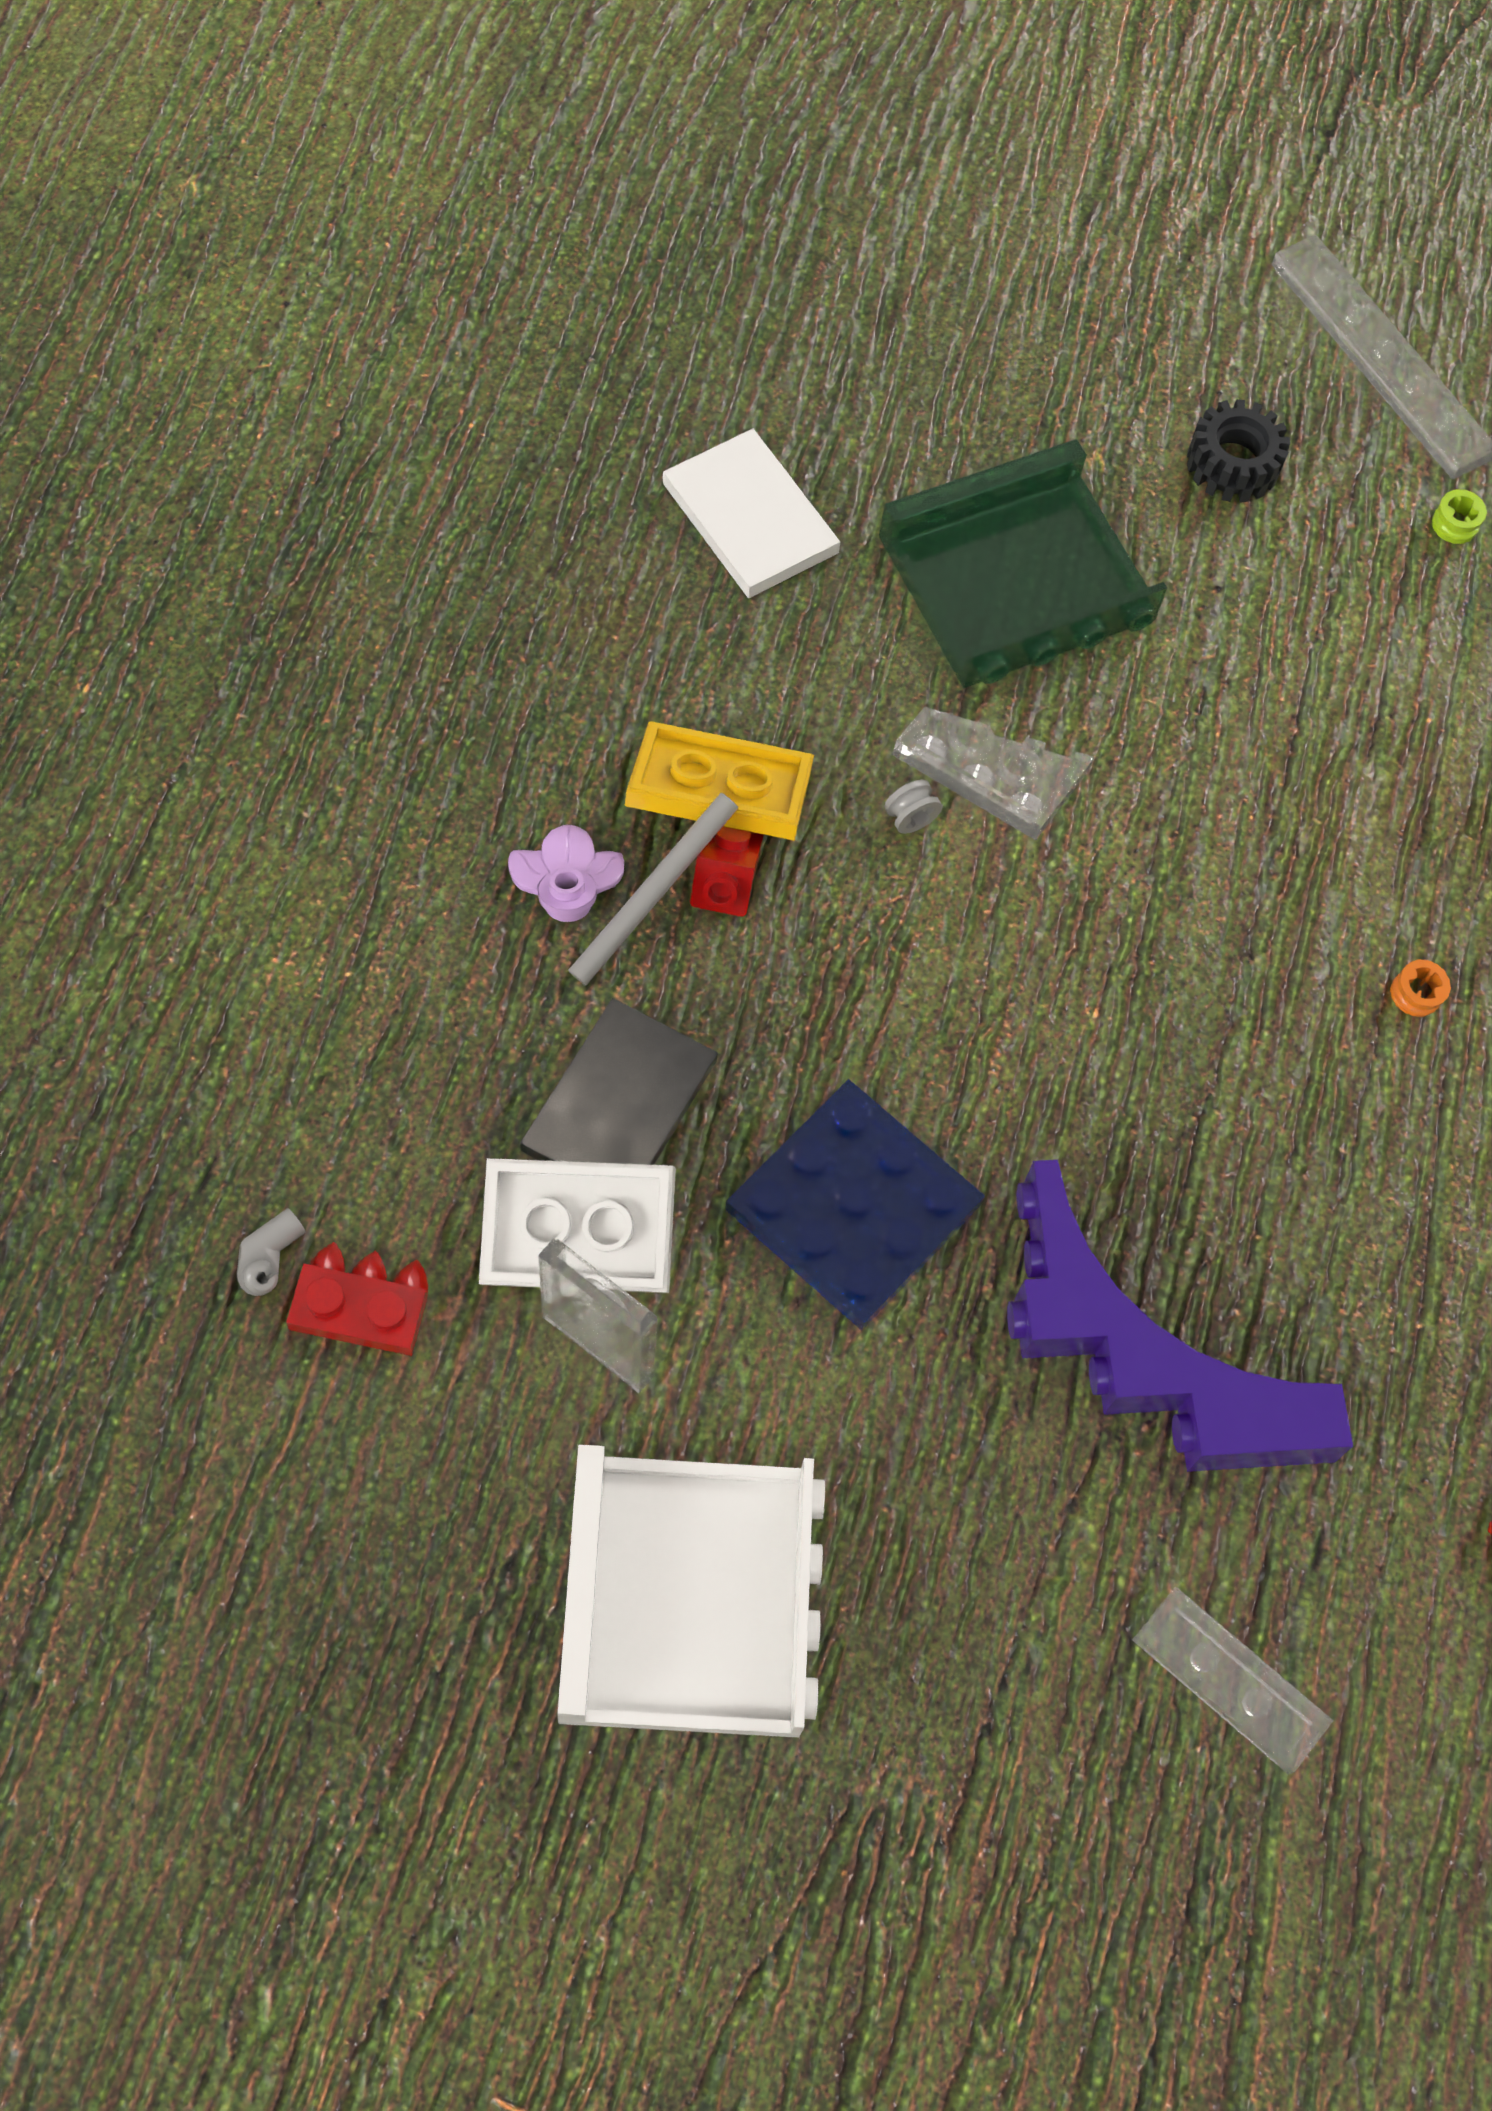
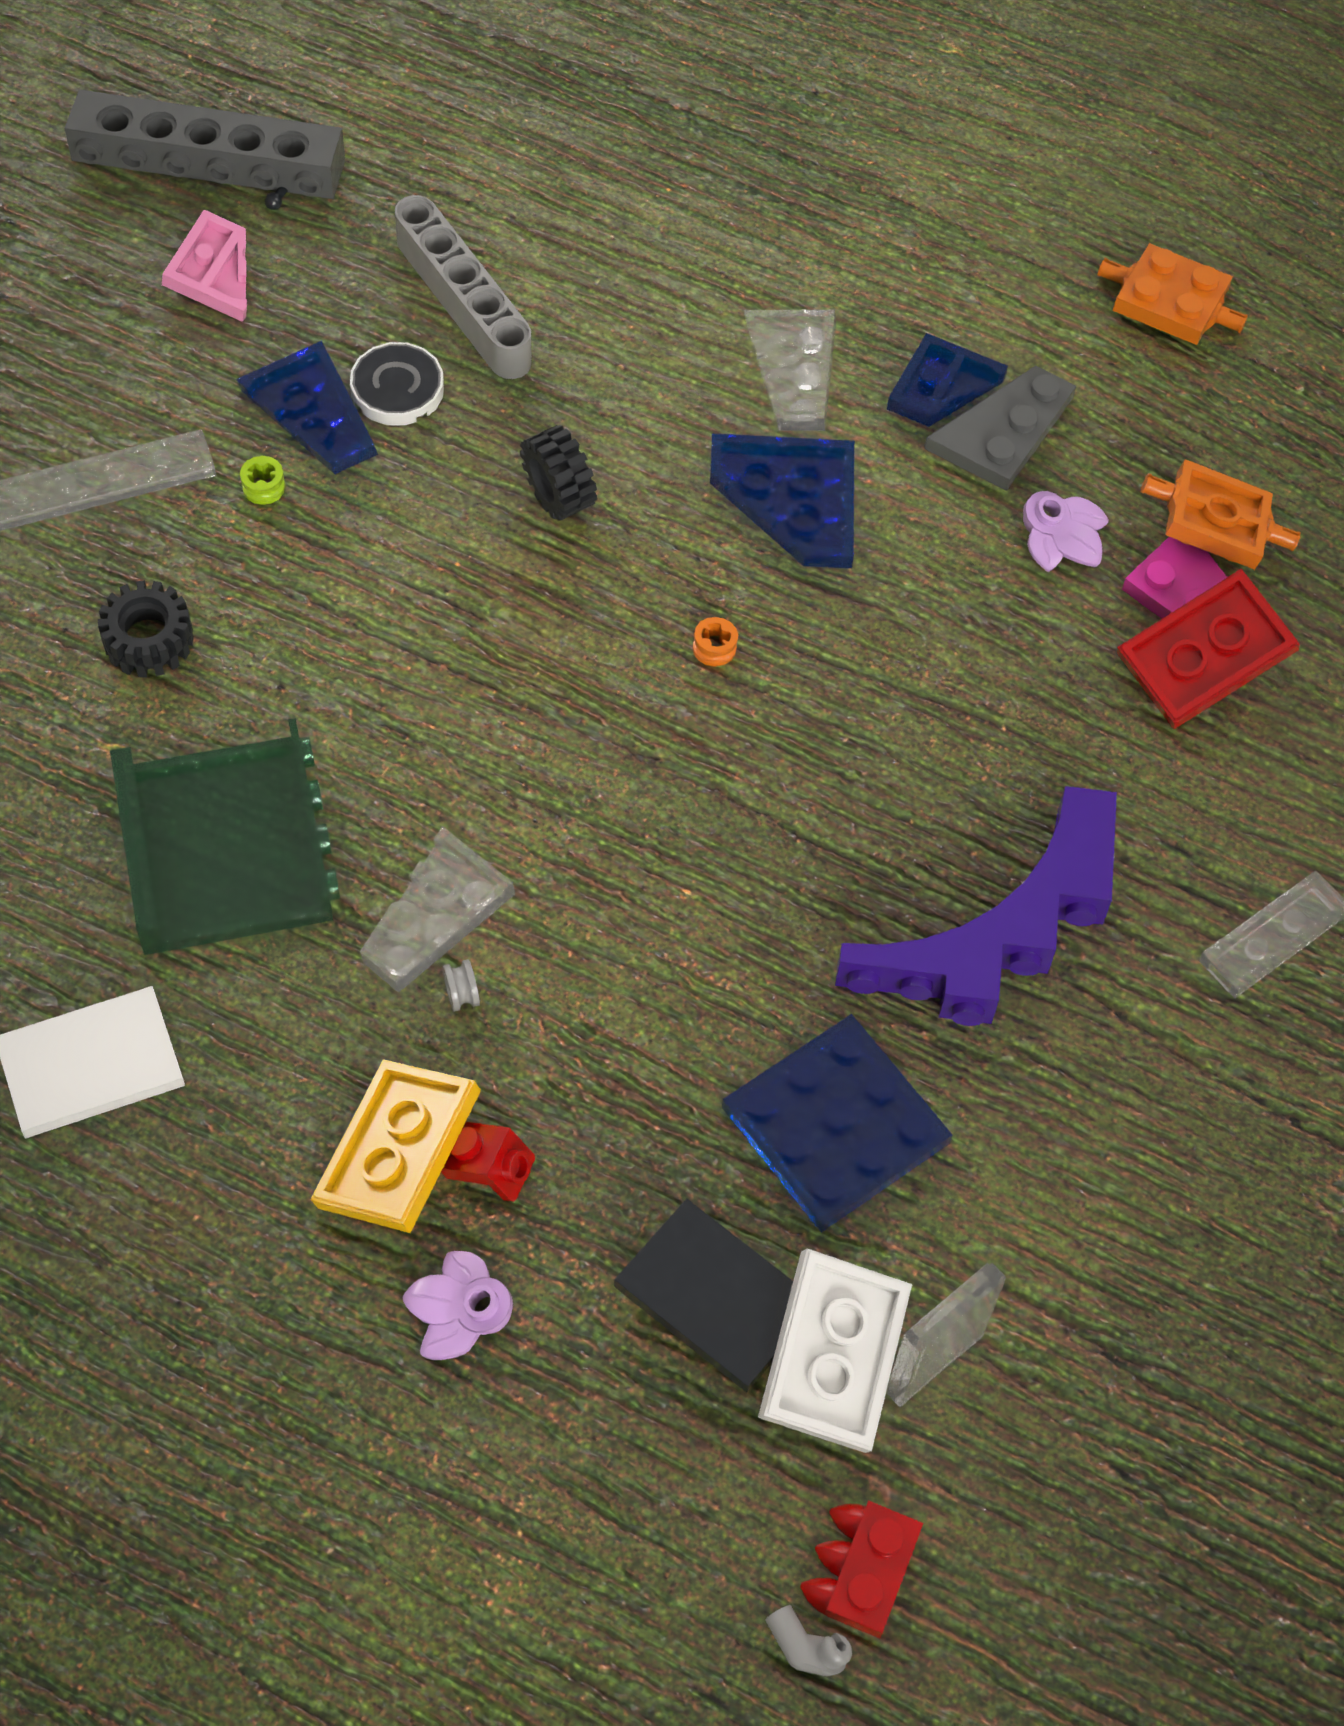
camera: 75 degrees left, 5 degrees down
(653, 889) = (506, 1223): light grey bar -> none
(691, 1596) = (1169, 1322): white panel -> none

